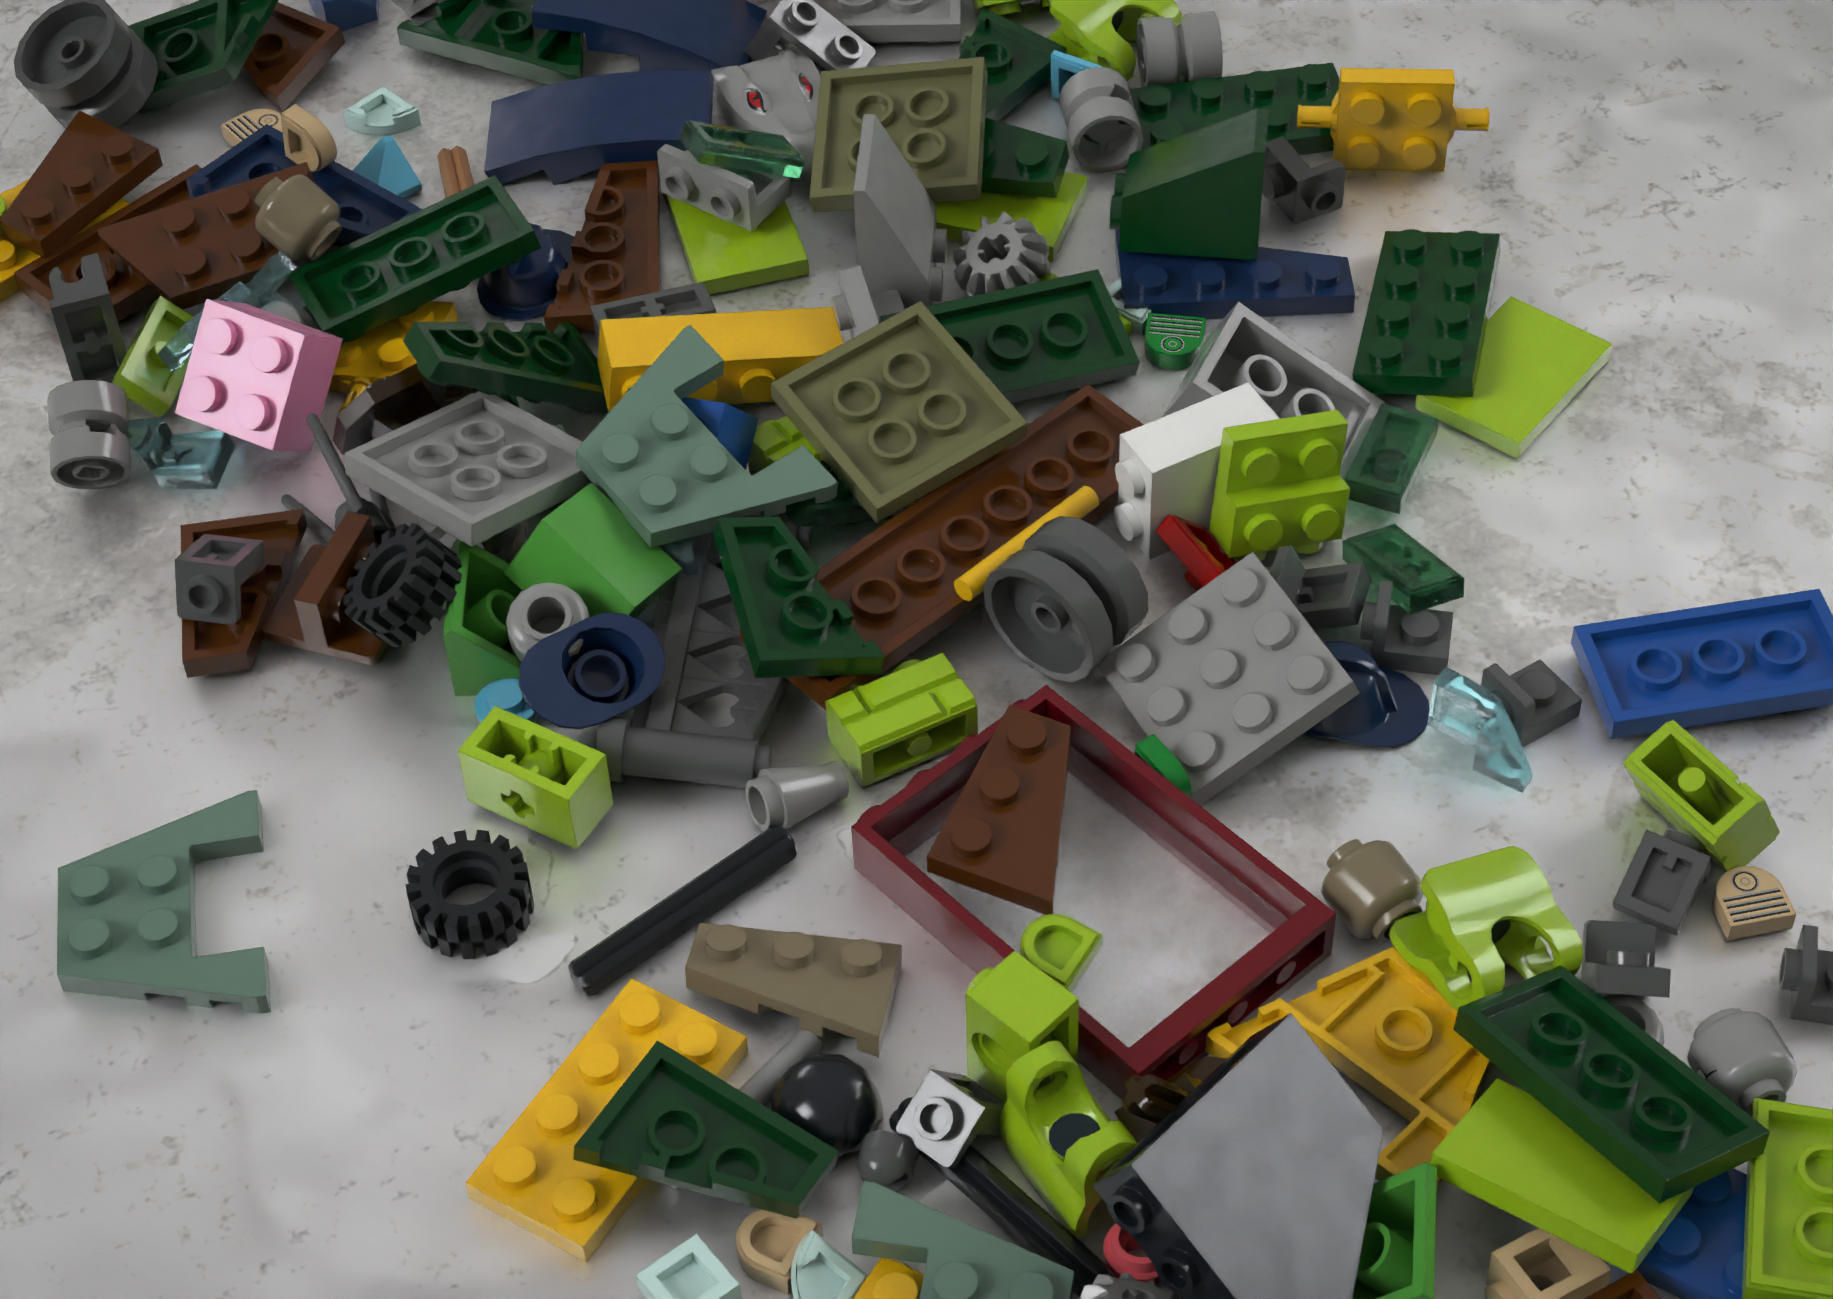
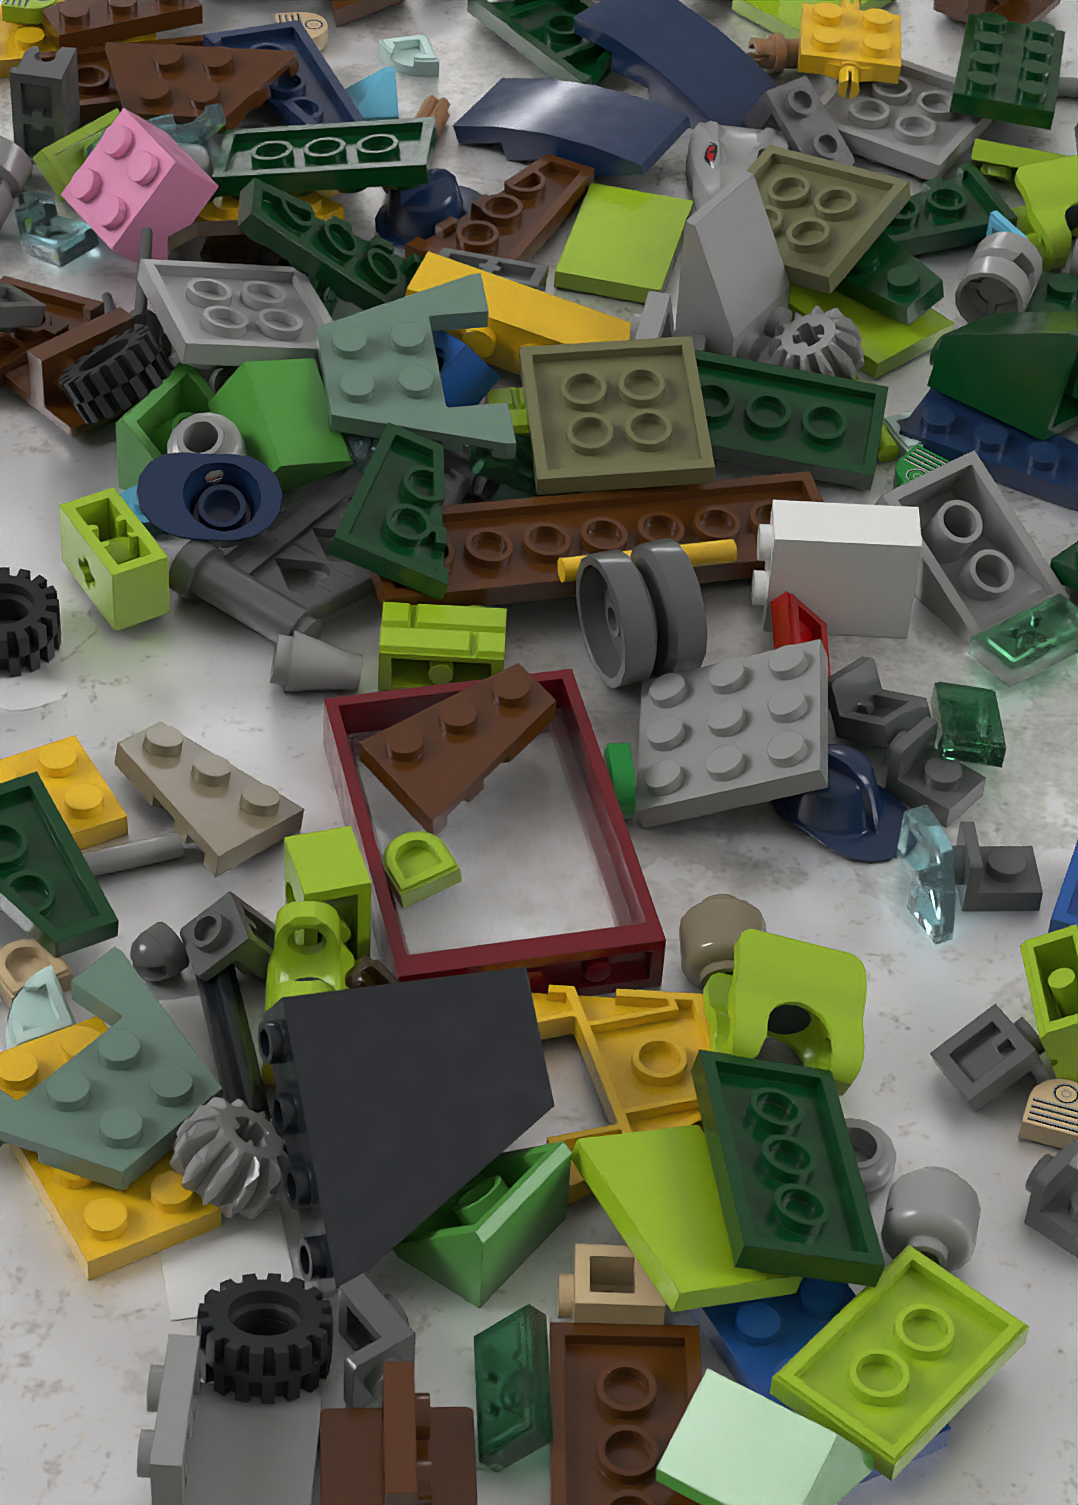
camera: 25 degrees right, 5 degrees down
(297, 217) = (253, 86): dark tan head -> none
(307, 139) = (311, 36): tan tile -> none
(682, 910) = (169, 706): black axle -> none
(719, 191) = (627, 201): light grey bracket -> none
(741, 149) = (652, 176): clear green plate -> none
(829, 1100) = (150, 888): black hair -> none
(1280, 485) = (899, 606): lime plate -> none
(1622, 959) = (895, 1096): dark grey bracket -> none

